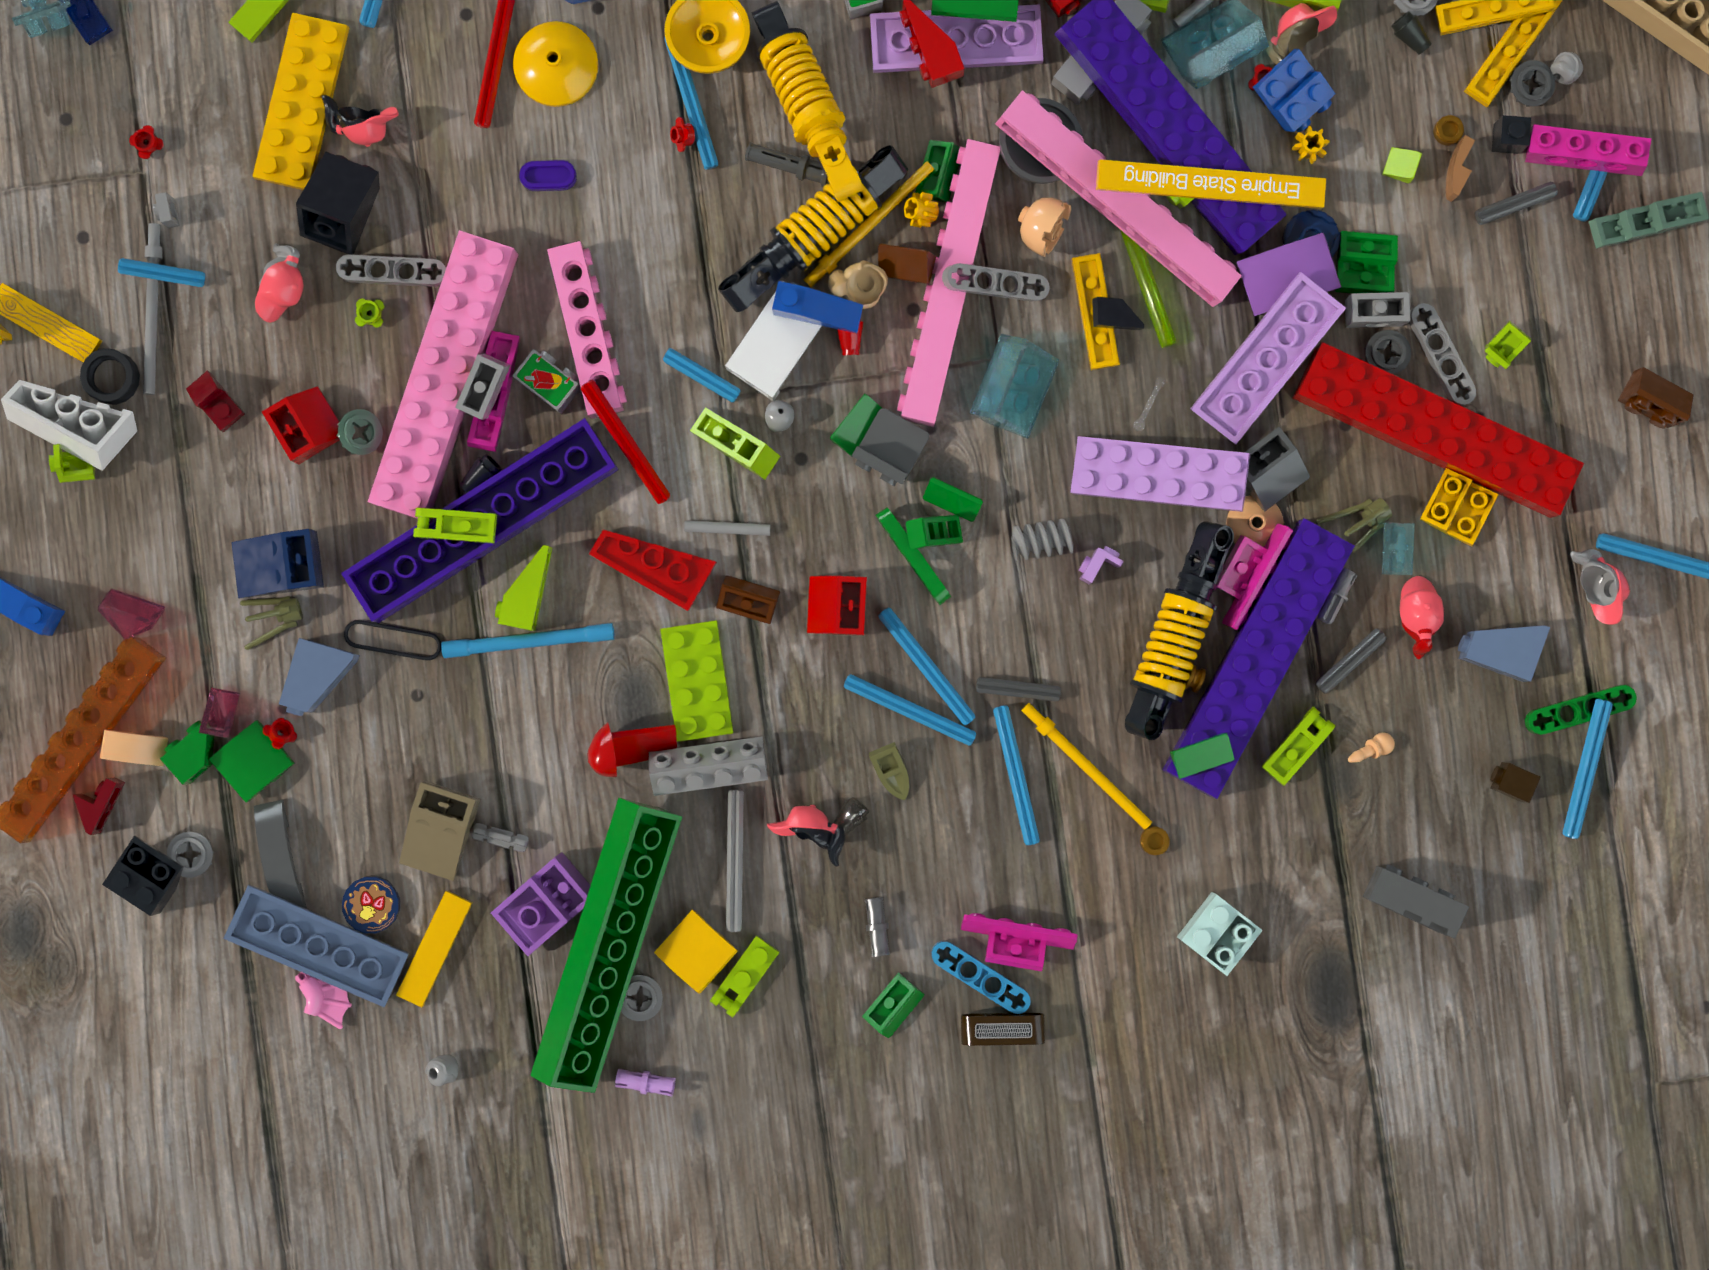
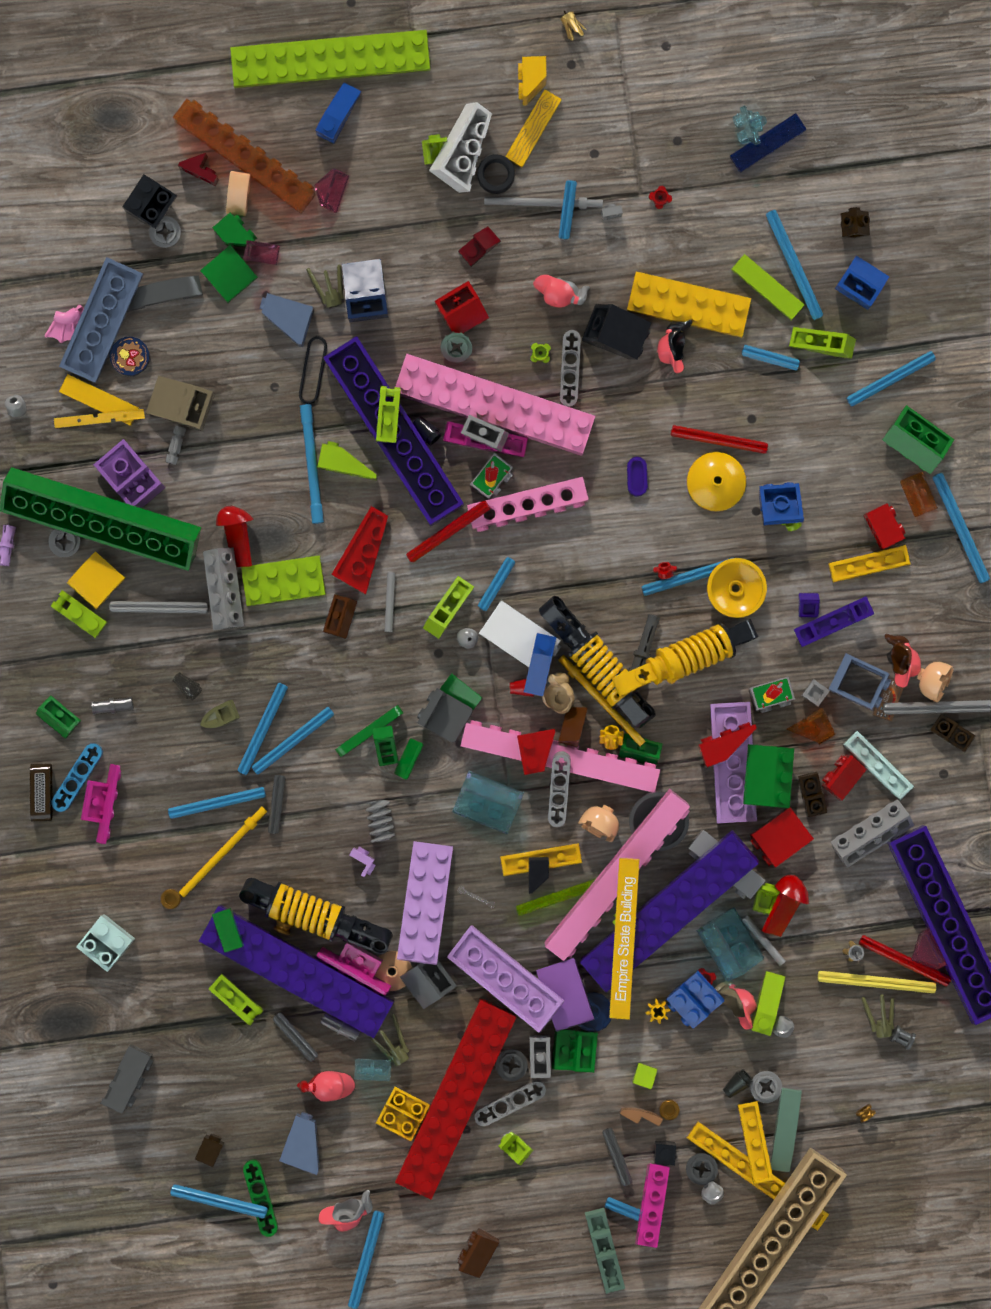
camera: 85 degrees right, 0 degrees up
(283, 726) = (251, 297): red plate -> none
(460, 944) = (102, 418): none -> yellow piece
(812, 824) = (183, 661): hair -> none
(836, 605) = (334, 678): red slope -> none
(940, 315) = (535, 750): none -> red wing
(1380, 745) = (237, 1058): light nougat bar -> none

